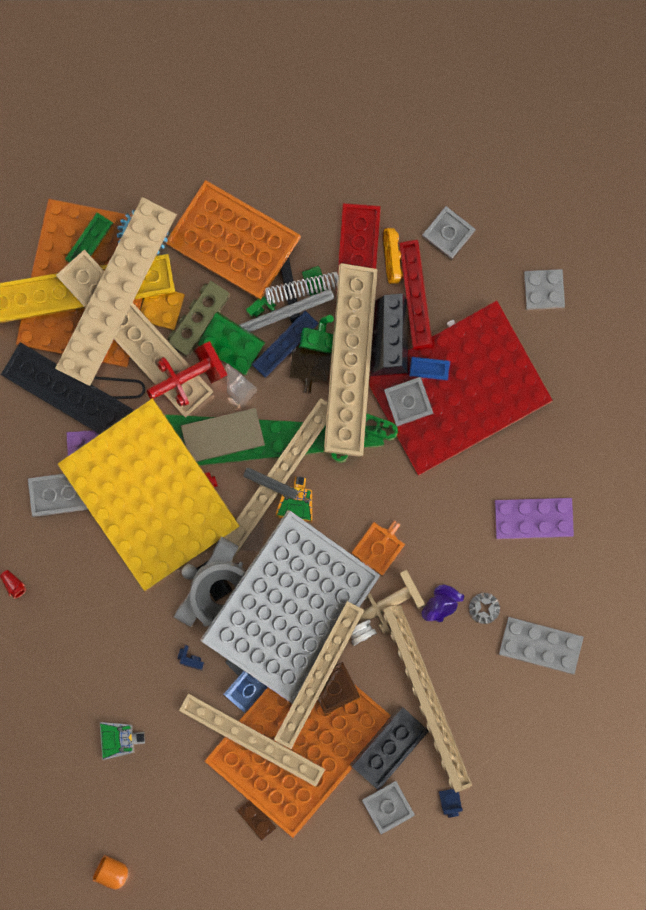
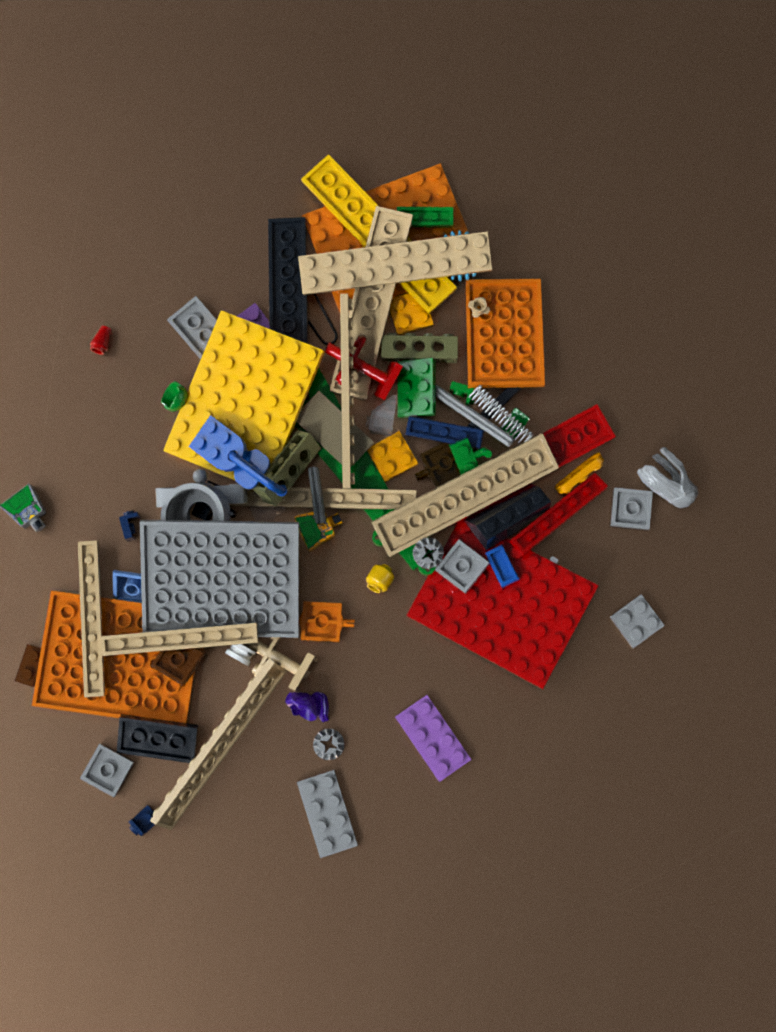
camera: 60 degrees right, 0 degrees up
(104, 552) = (174, 397): none -> green hair
(176, 536) = (218, 446): none -> plate
(193, 396) = (346, 383): none -> tan plate
(198, 251) = (478, 302): none -> tan plate
(231, 493) = (289, 465): none -> olive brick
(276, 401) = (392, 456): none -> light orange plate
(373, 427) = (419, 552): none -> light grey gear
(373, 476) = (380, 578): none -> yellow head
(458, 187) = (678, 491): none -> light grey hair

